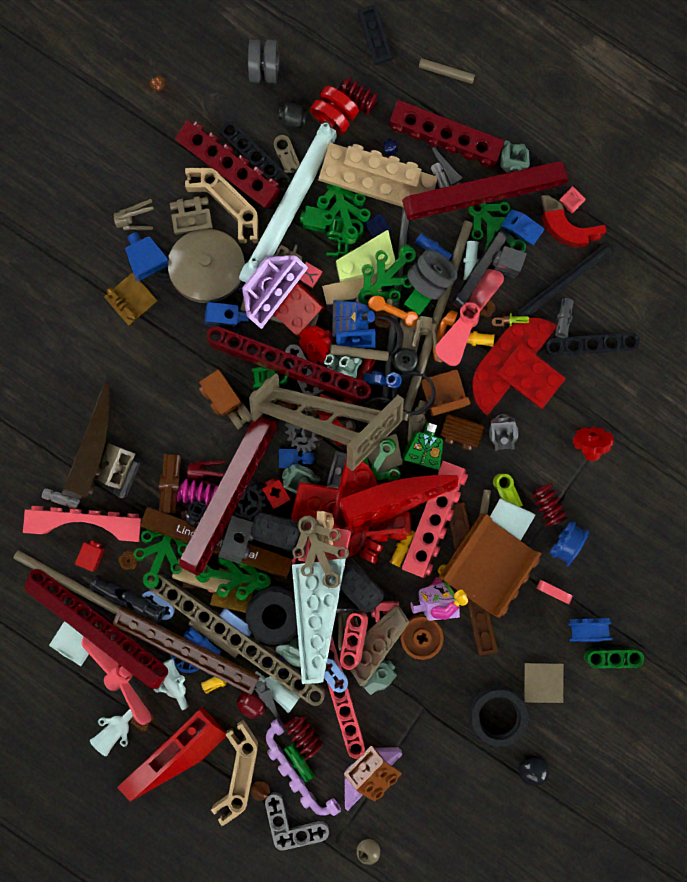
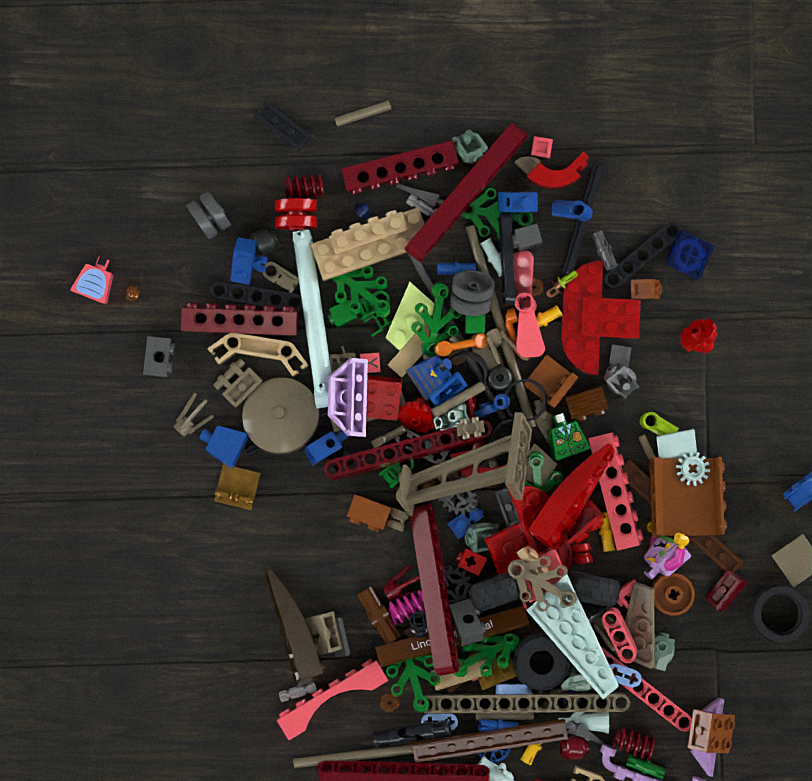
camera: 30 degrees left, 0 degrees up
(90, 555) = (356, 720): red brick -> none
(134, 52) = (94, 281): none -> torso
(142, 138) = (153, 346): none -> dark grey brick
(265, 119) = (245, 261): none -> blue brick
(281, 344) = (387, 437): none -> dark tan bar
(347, 379) = (474, 427): none -> dark tan piece
(377, 226) = (398, 283): clear blue plate -> none
(466, 665) = (725, 590): none -> dark red slope
(517, 411) = (620, 354): none -> flat silver tile
(517, 550) = (693, 460): none -> light aqua gear
(549, 505) = (700, 413): dark red piece -> none
(555, 592) = (754, 480): coral beam -> none
(561, 265) = (571, 209): none -> blue piece
(569, 543) = (737, 432): blue wheel -> none
(576, 373) = (645, 289): none -> dark orange bracket
(631, 371) = (689, 255): none -> clear blue tile

